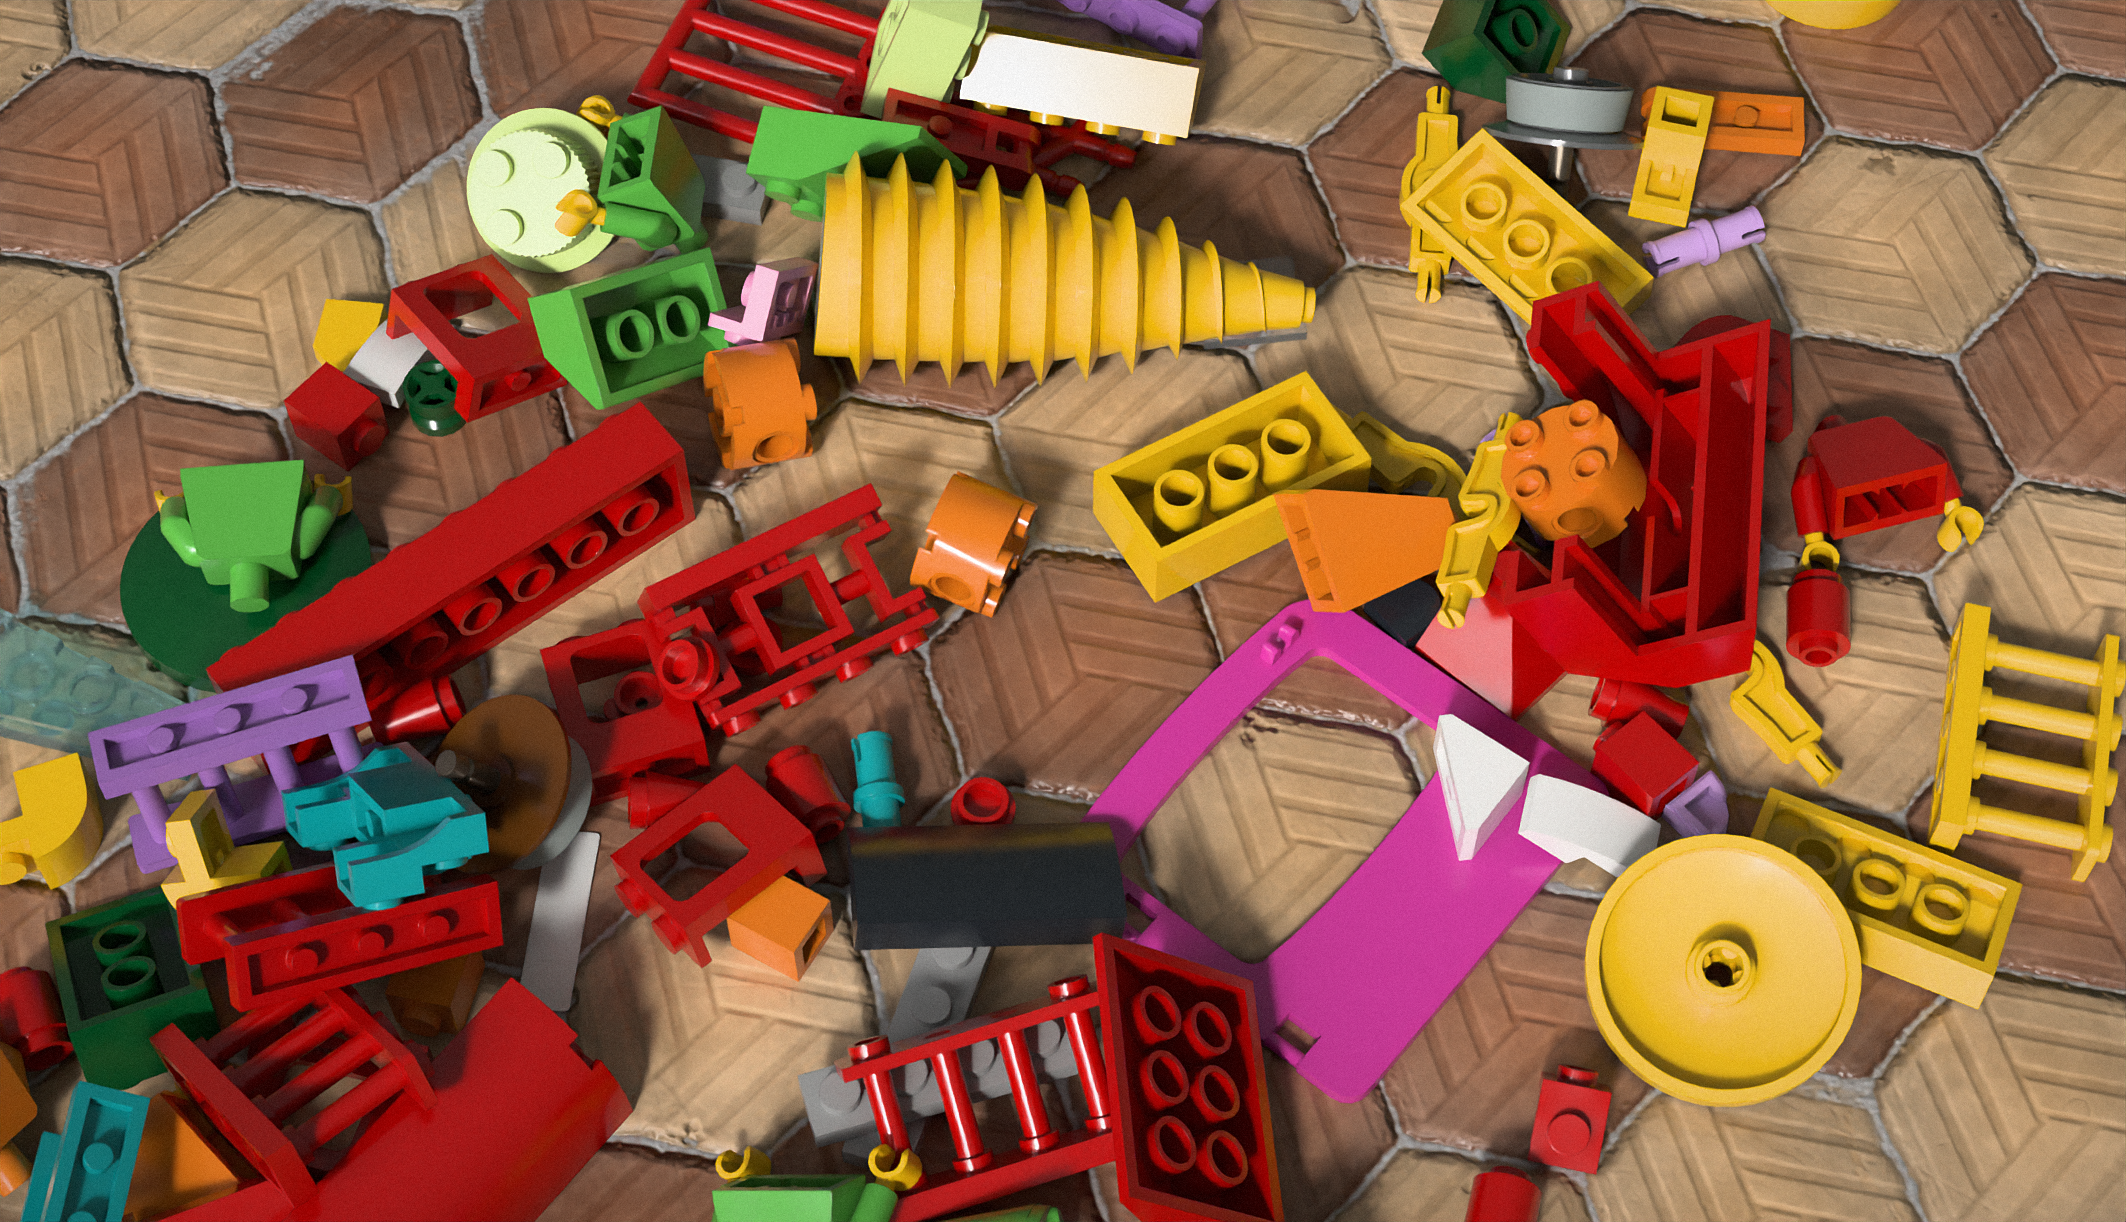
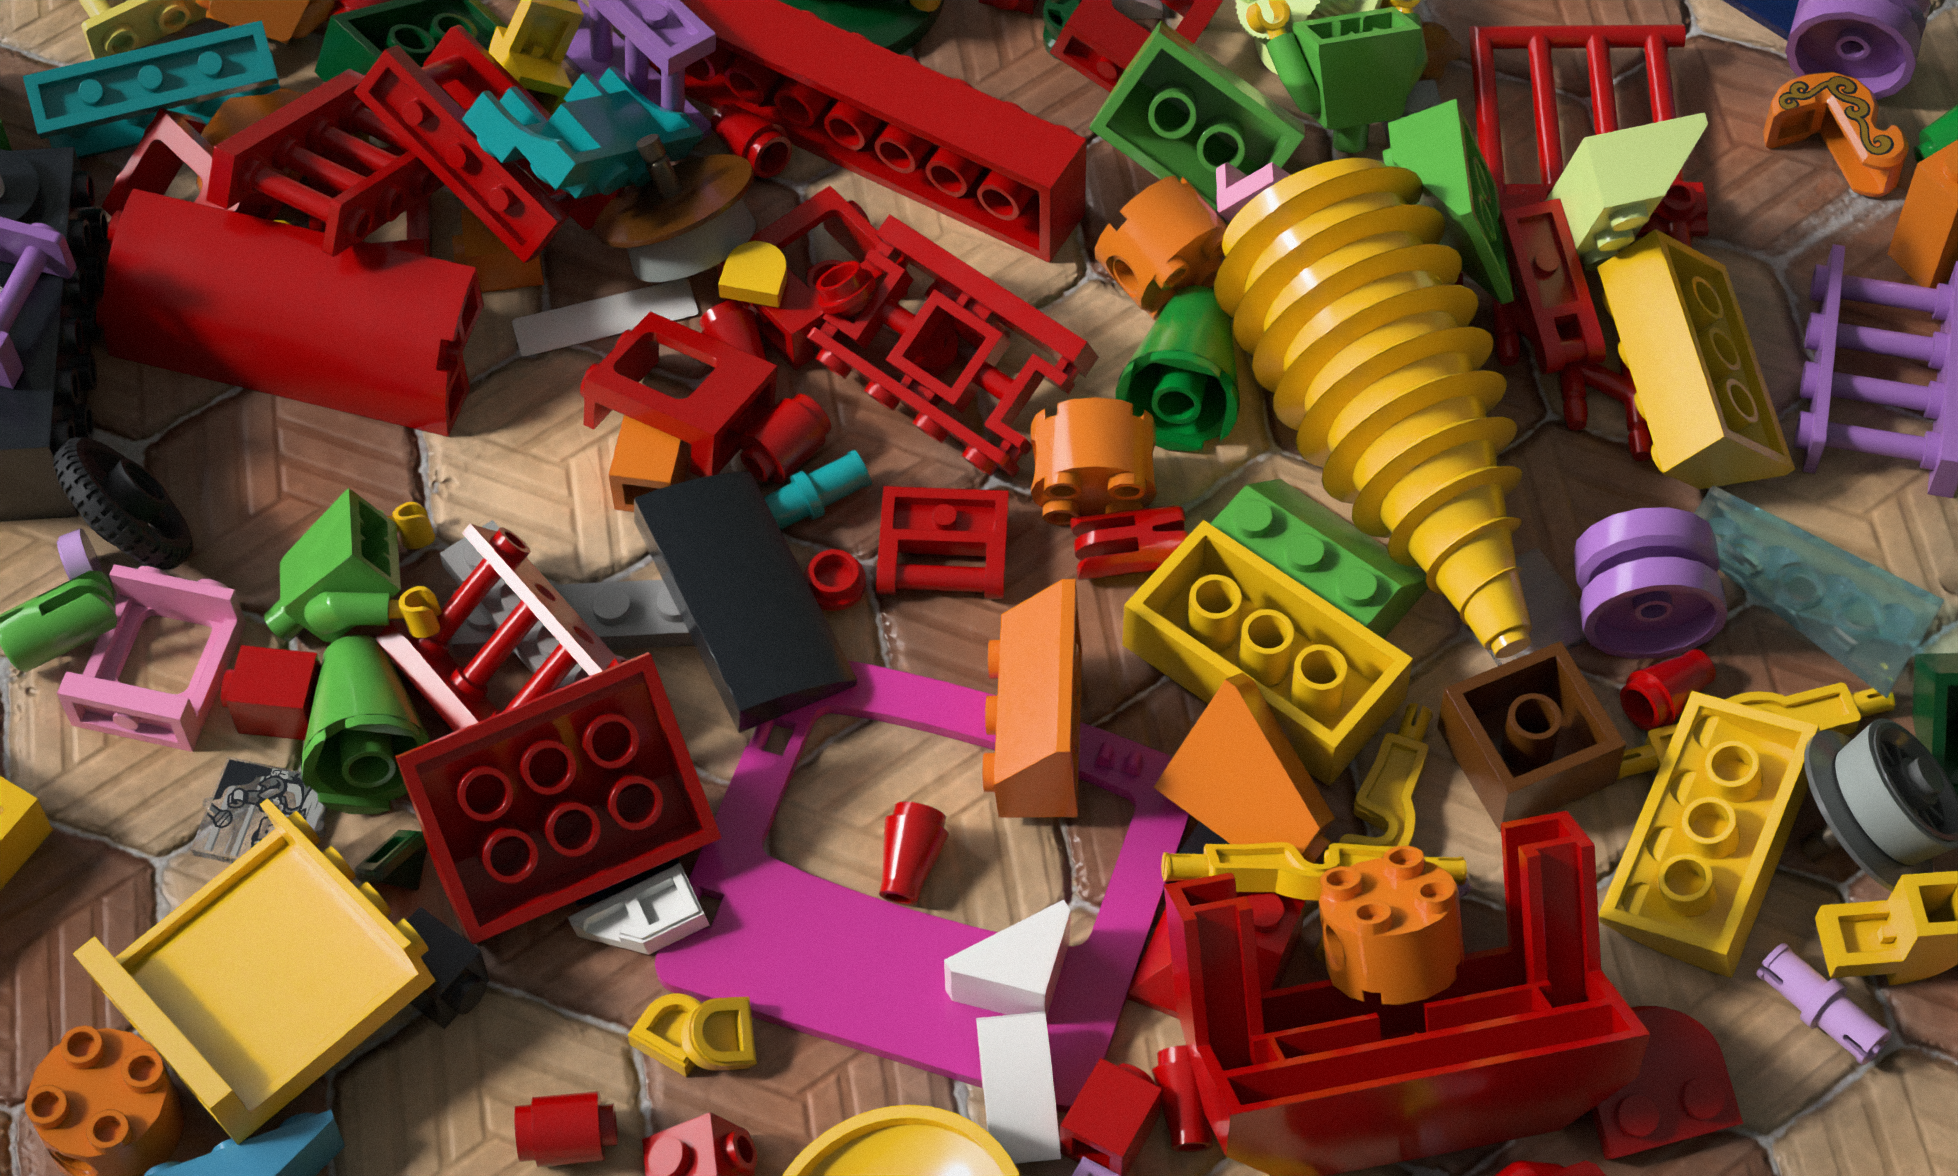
camera: 70 degrees right, 0 degrees up
(624, 742) = (754, 274): none -> yellow tile
(898, 437) = (1185, 372): none -> green cone
(966, 694) = (943, 524): none -> red plate
(1061, 544) = (1127, 540): none -> red arm
(1137, 414) = (1323, 553): none -> bright green slope
(1224, 666) = (1036, 706): none -> orange slope
(1291, 188) = (1649, 583): none -> medium lavender wheel
(1294, 1080) = (645, 914): none -> white tile
(1310, 838) = (910, 850): none -> red cone
(1326, 91) = (1827, 594): none -> clear light blue wing
(1378, 231) = (1661, 691): none -> red cone
(1396, 329) = (1530, 735): none -> reddish brown brick
(1418, 1102) = (659, 1031): none -> yellow tile
(1444, 1056) = (720, 1034): none -> yellow tile

